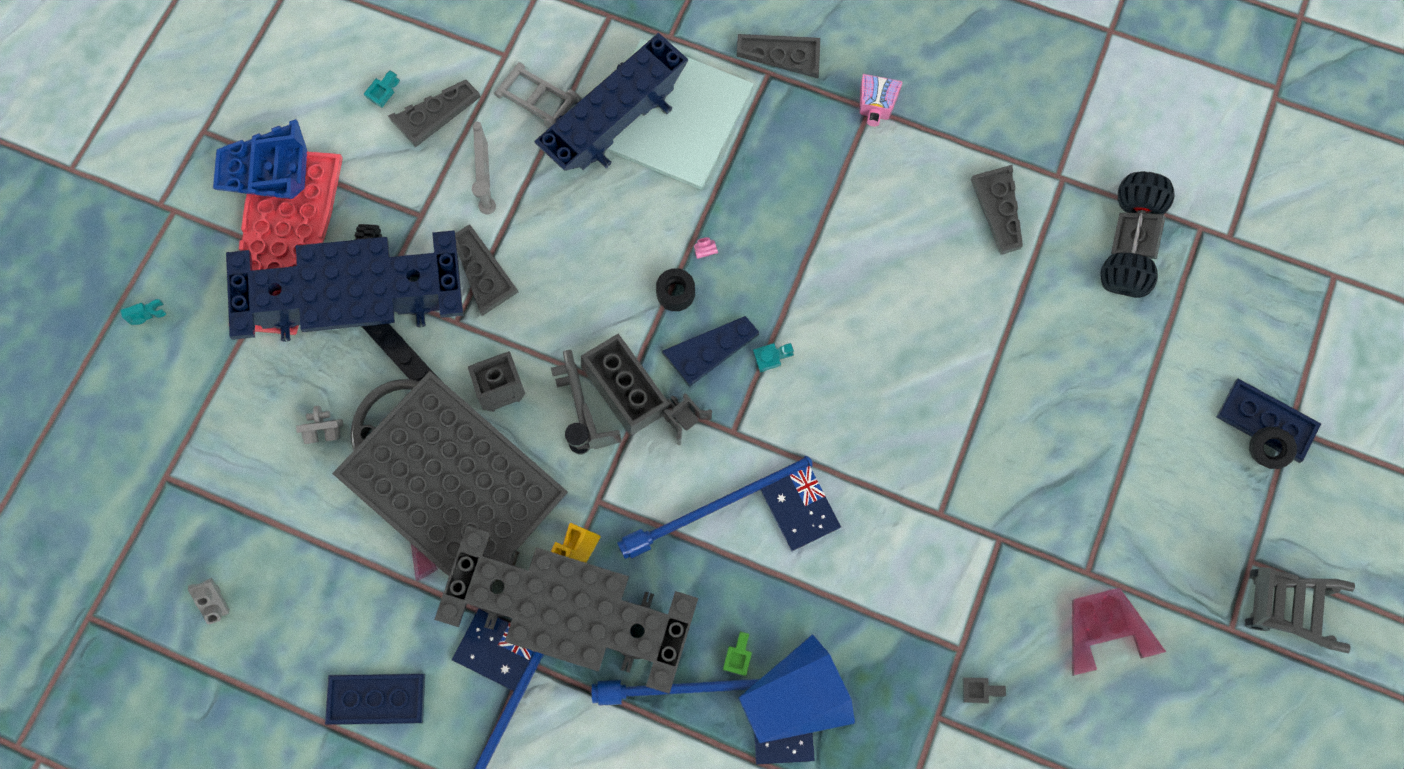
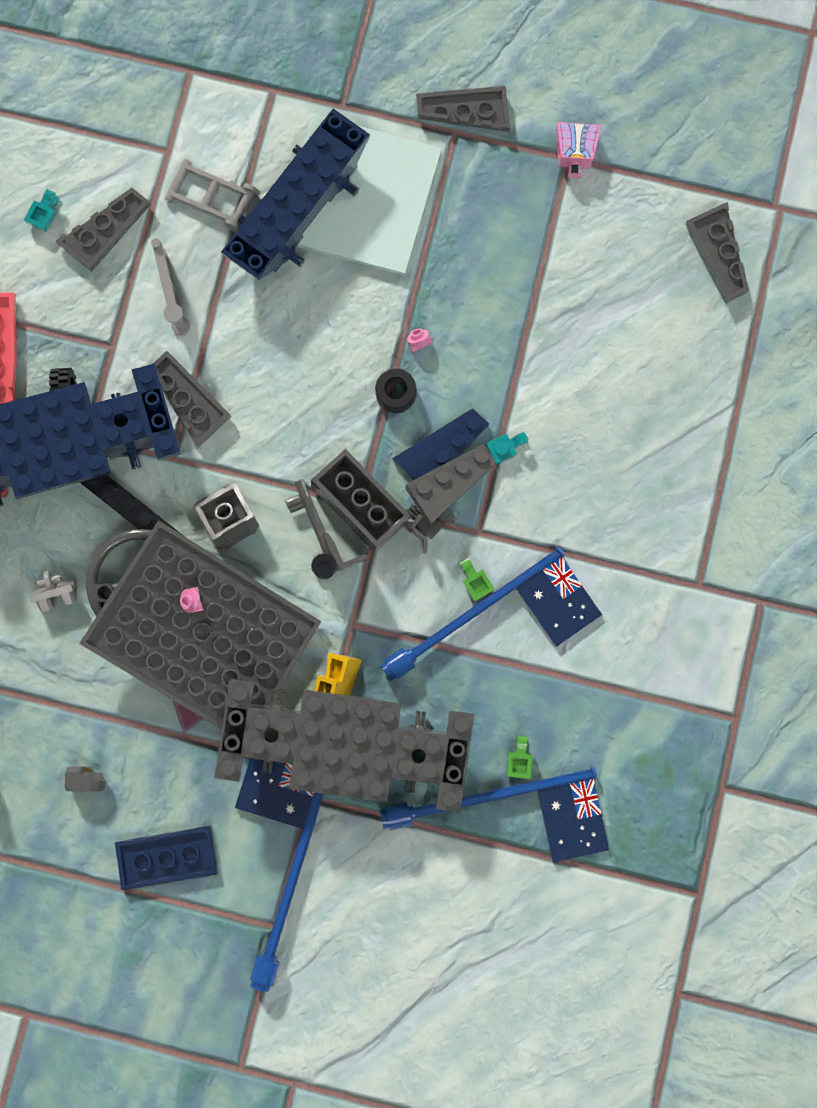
camera: 10 degrees left, 10 degrees up
(310, 609) = (83, 779): none -> dark grey rock
(446, 450) = (191, 600): none -> bright pink plate
(705, 381) = (446, 484): none -> dark grey wing
(724, 478) = (477, 582): none -> bright green plate
(798, 696) = (585, 790): blue wedge -> none
(977, 690) = (760, 757): dark grey plate -> none

